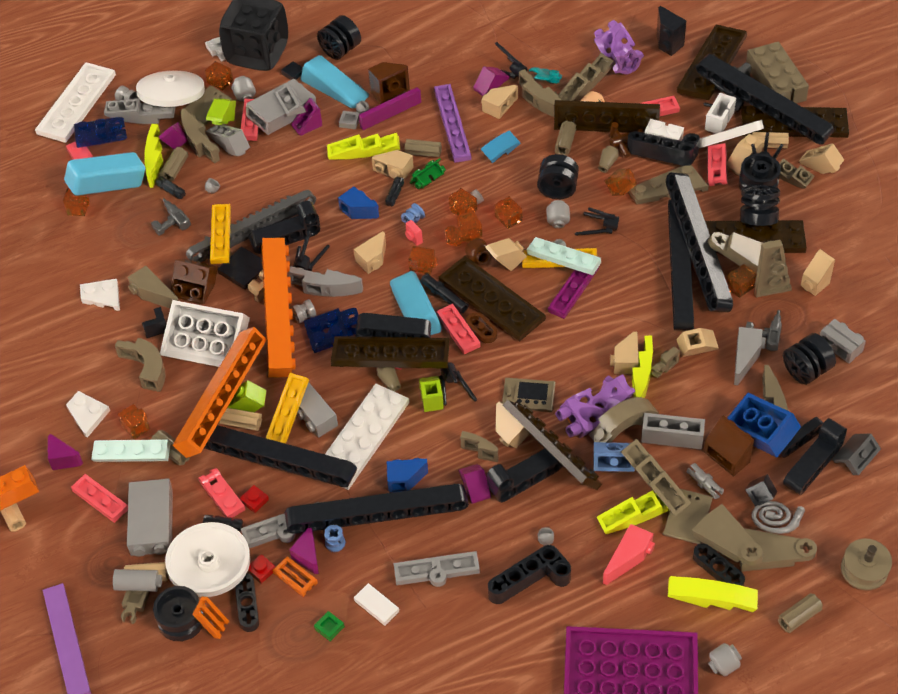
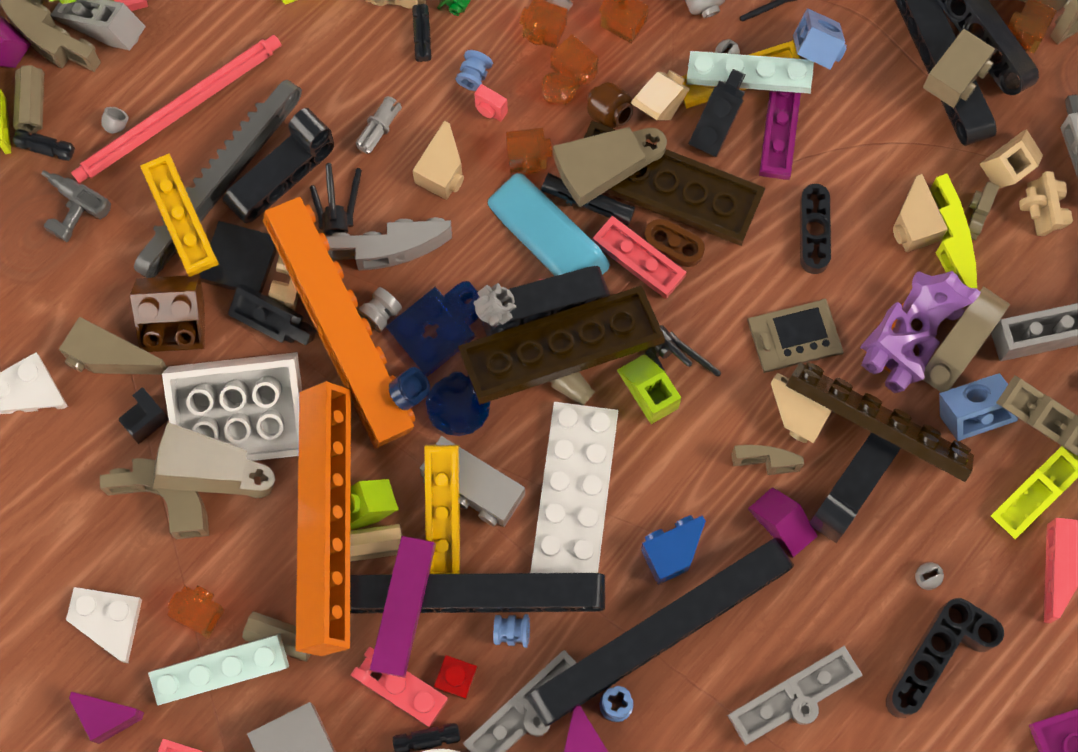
camera: 25 degrees left, 20 degrees up
(175, 352) = (207, 465): none -> piece
(240, 447) = (403, 607): none -> magenta tile
(244, 297) = (270, 316): none -> black hinge
(246, 190) = (176, 109): none -> coral piece
(295, 484) = (511, 630): none -> medium blue bush
(299, 350) = (409, 388): none -> dark blue tile
(319, 369) = (455, 407): none -> clear blue dish
(348, 226) = (378, 125): none -> light grey axle
(358, 205) = (373, 79): blue slope -> none
(359, 314) = (494, 304): none -> light grey gear
(461, 273) = (604, 160): none -> dark tan piece
(536, 271) = (719, 114): none -> black hinge
(566, 352) = (806, 217): none -> black beam
(609, 249) = (819, 39): none -> medium blue brick
(682, 284) = (958, 69): none -> dark tan brick
(703, 369) = (1044, 204): none -> tan hips

